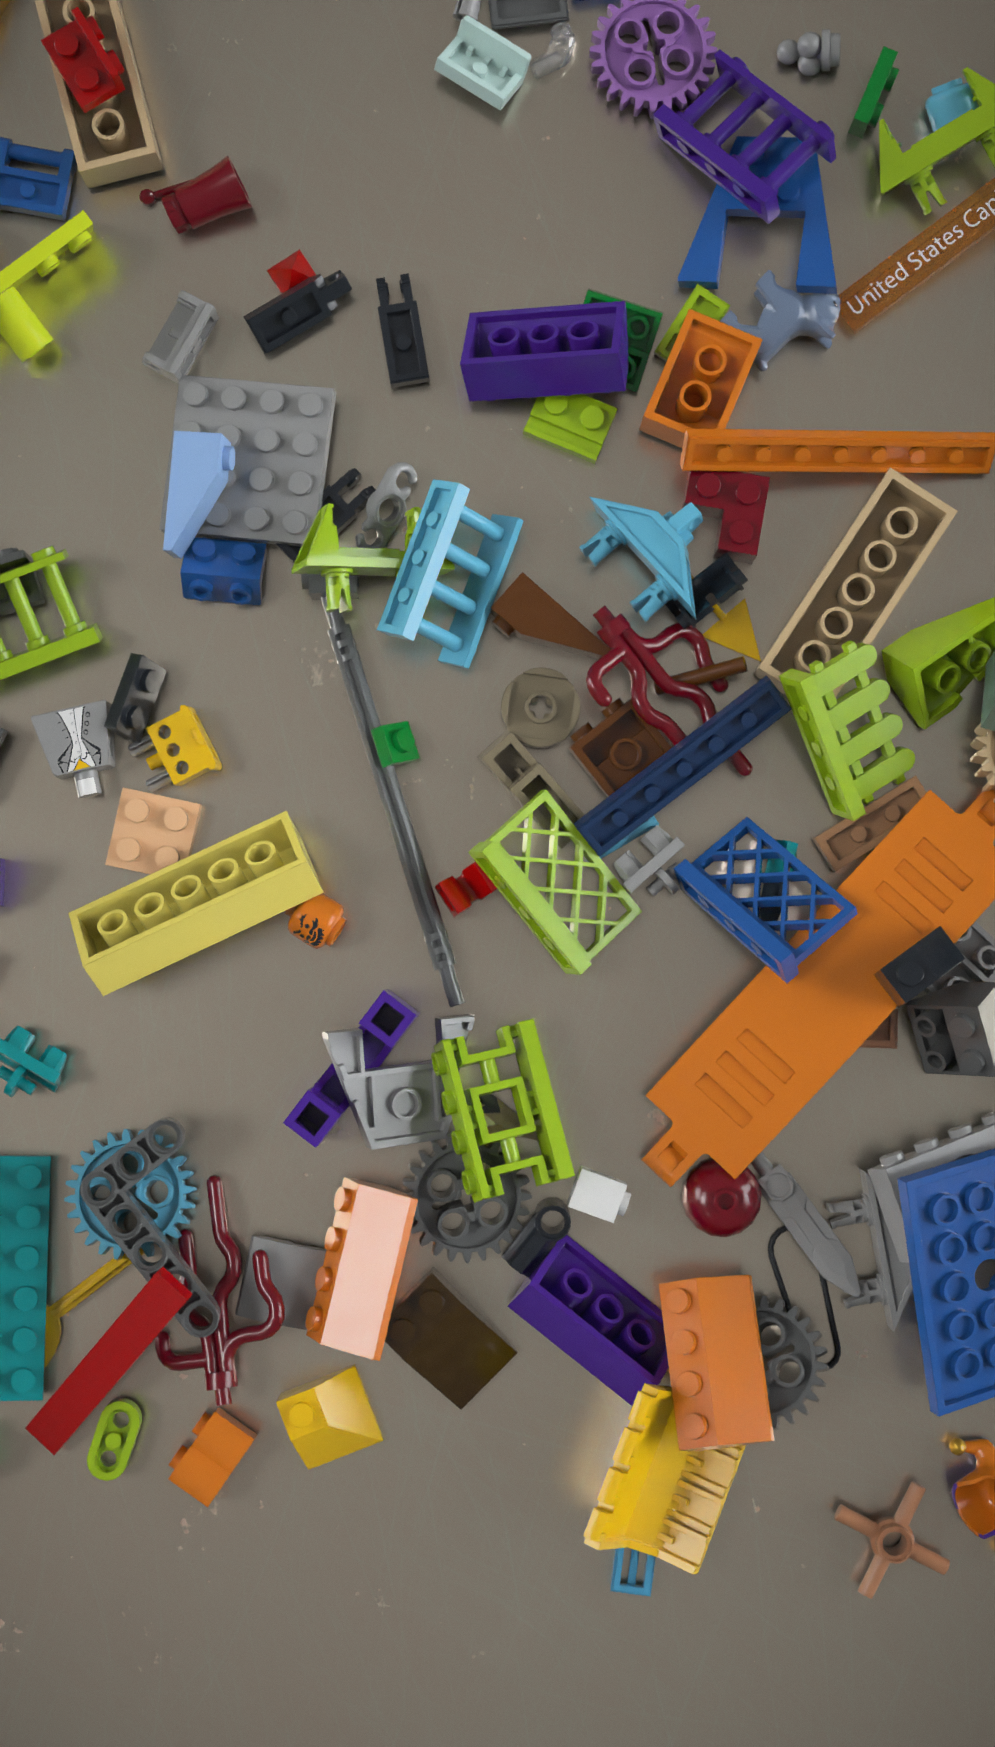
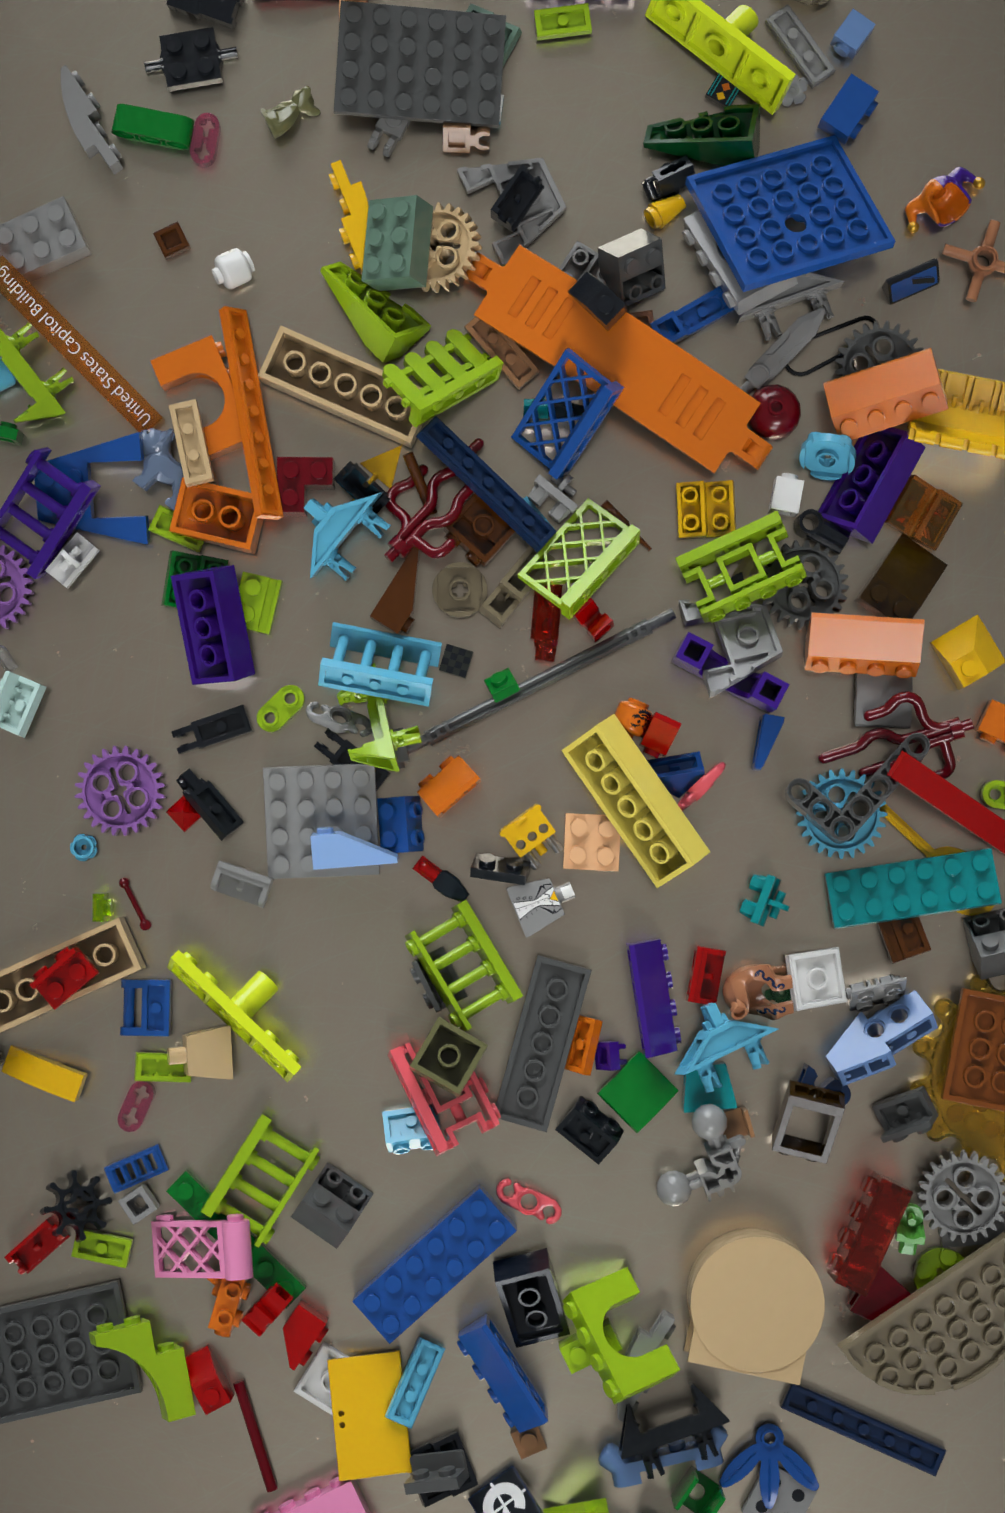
camera: 100 degrees left, 0 degrees up
(137, 616) = (441, 879): none -> black piece
(180, 137) = (102, 907): none -> clear neon green plate
(203, 1000) = (701, 786): none -> coral piece
(207, 197) = (141, 880): dark red plant -> none
(231, 971) = (678, 771): none -> blue slope
(260, 1107) = (767, 732): none -> blue slope
(261, 642) = (448, 785): none -> orange slope
(267, 118) = (76, 847): none -> medium azure plate
(284, 953) = (659, 735): none -> red slope
(330, 155) = (97, 801): none -> medium lavender gear
(415, 430) = (281, 709): none -> lime plate
(441, 686) = (456, 661): none -> tile
(468, 820) = (545, 625): none -> clear red hinge
(541, 1388) = (923, 512): none -> clear orange slope
(598, 1076) = (706, 509): none -> yellow slope
(616, 944) = (612, 510): none -> reddish brown piece
(660, 1255) = (821, 444): none -> medium azure plate
(671, 172) = (72, 560): none -> white hips
(808, 358) = (191, 443): none -> tan plate
(876, 1101) = (692, 317): none -> blue slope
(878, 1430) = (912, 281): none -> slope
(926, 397) = (204, 361): none -> orange arch

